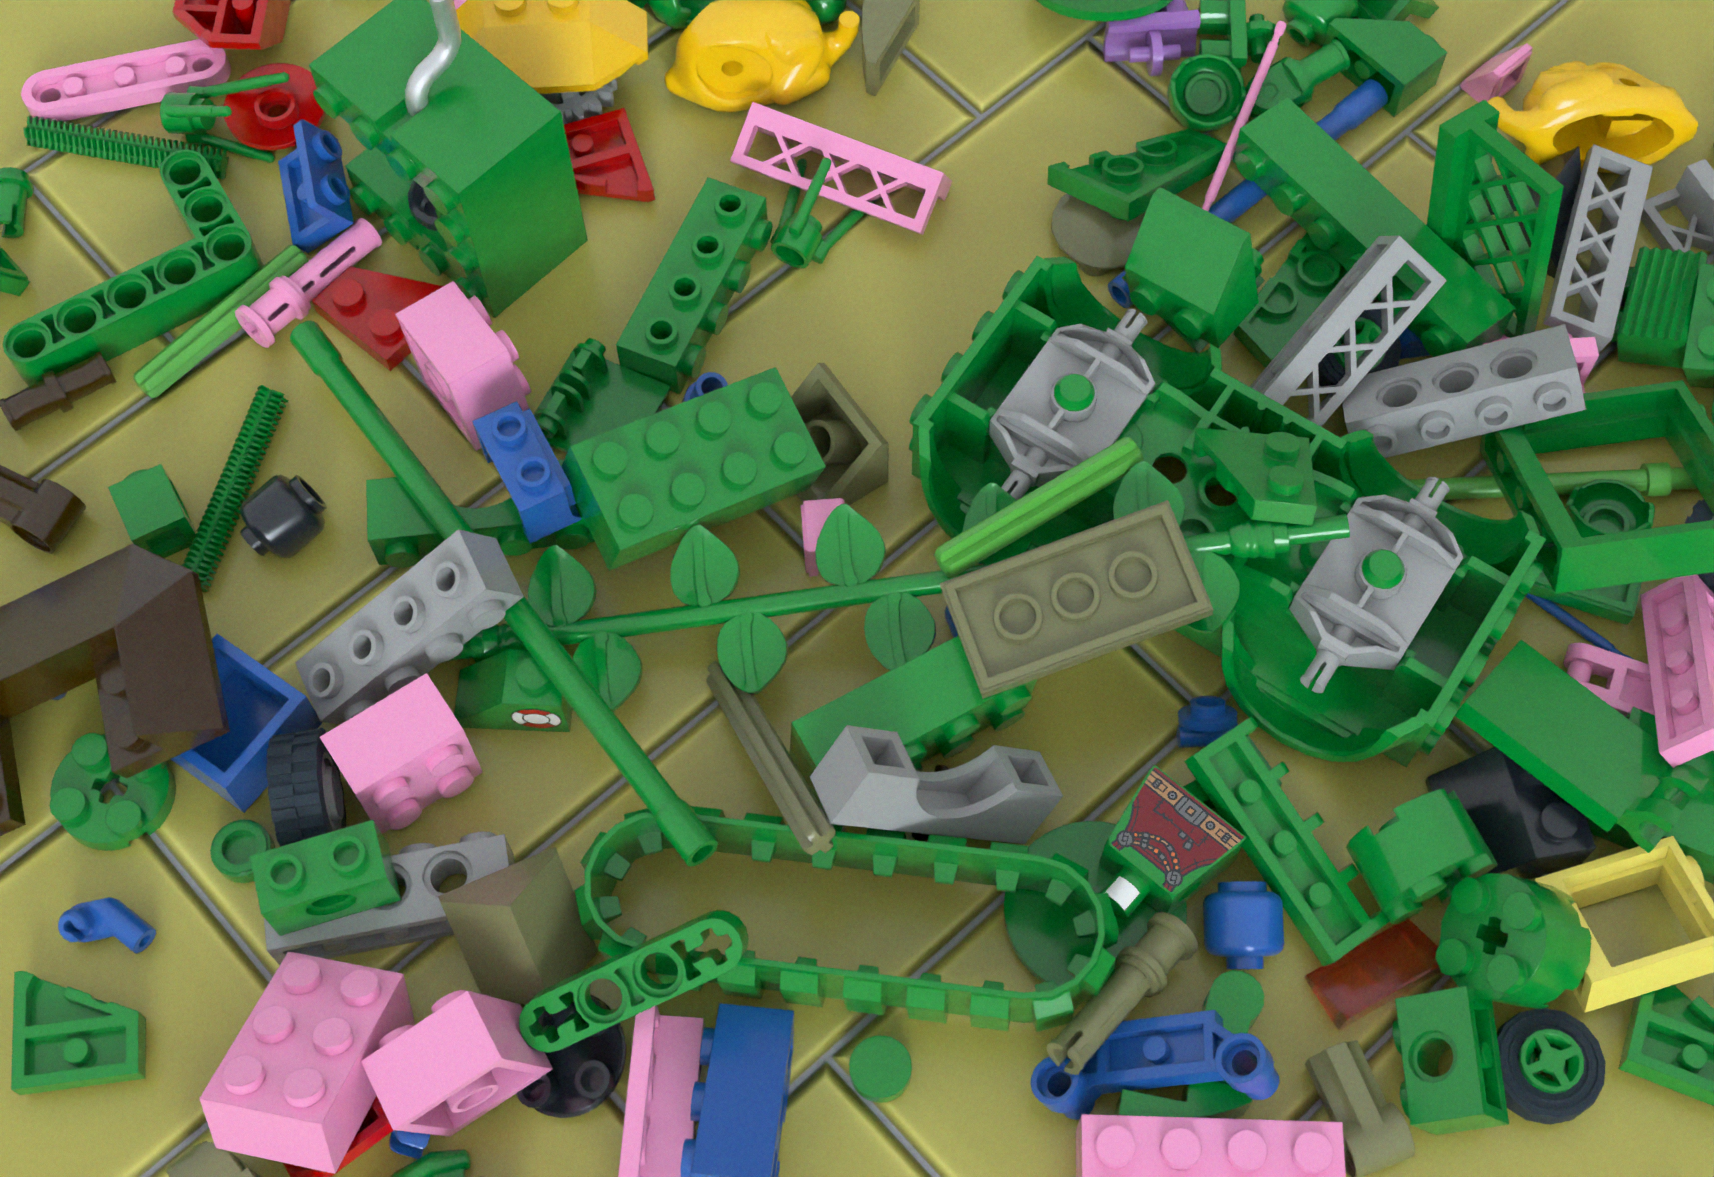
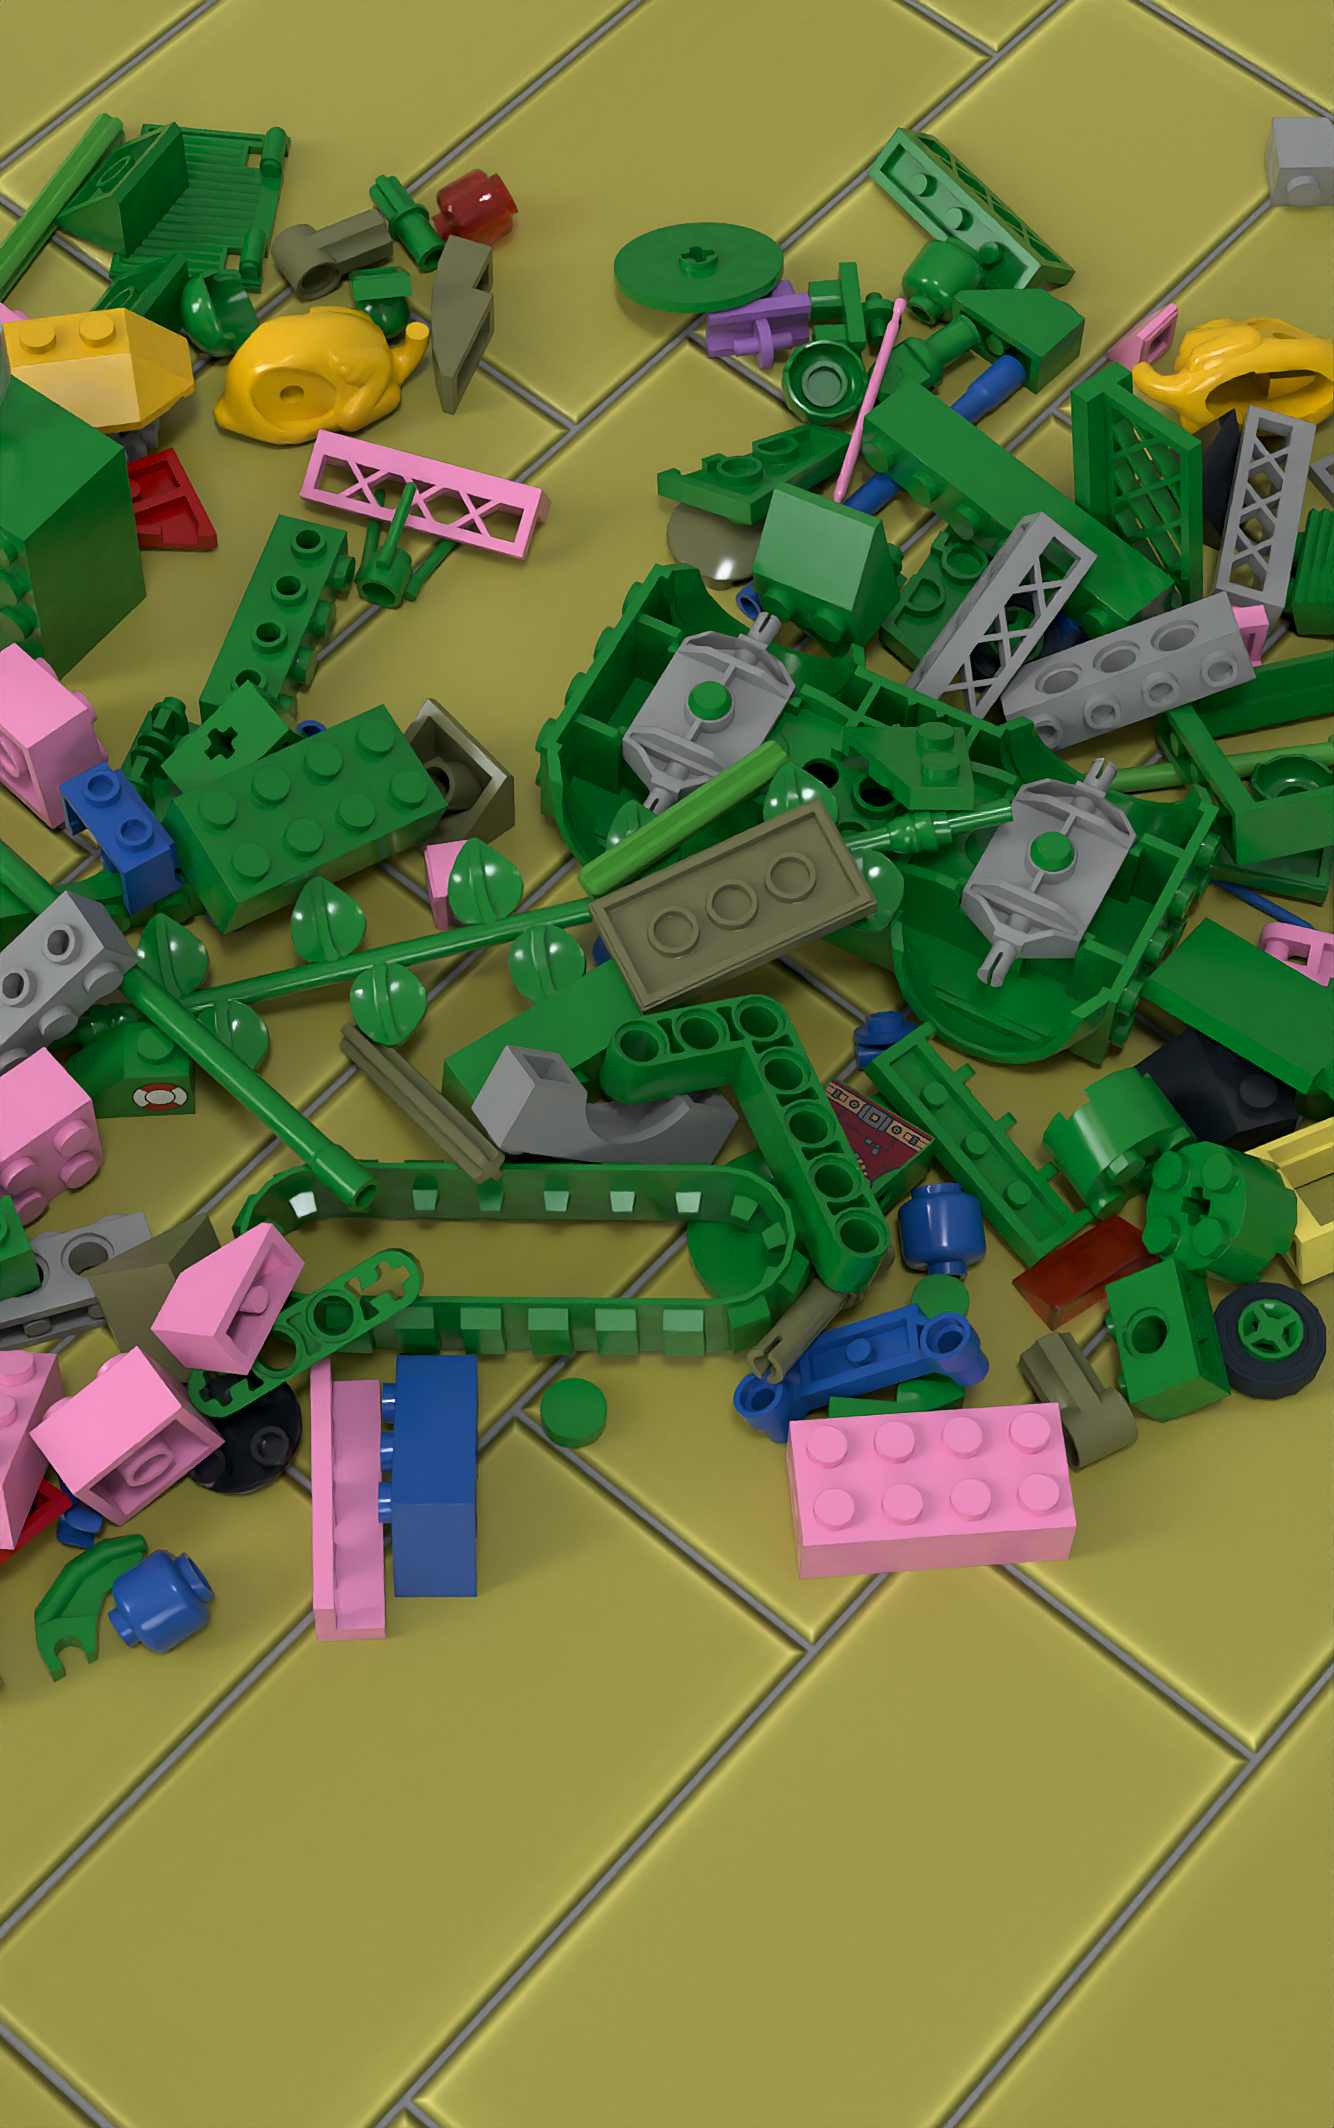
camera: 10 degrees left, 5 degrees down
(562, 950) = (229, 1302): none -> bright pink slope
(645, 383) = (239, 732): none -> green brick
(1094, 807) = (759, 1053): none -> green beam

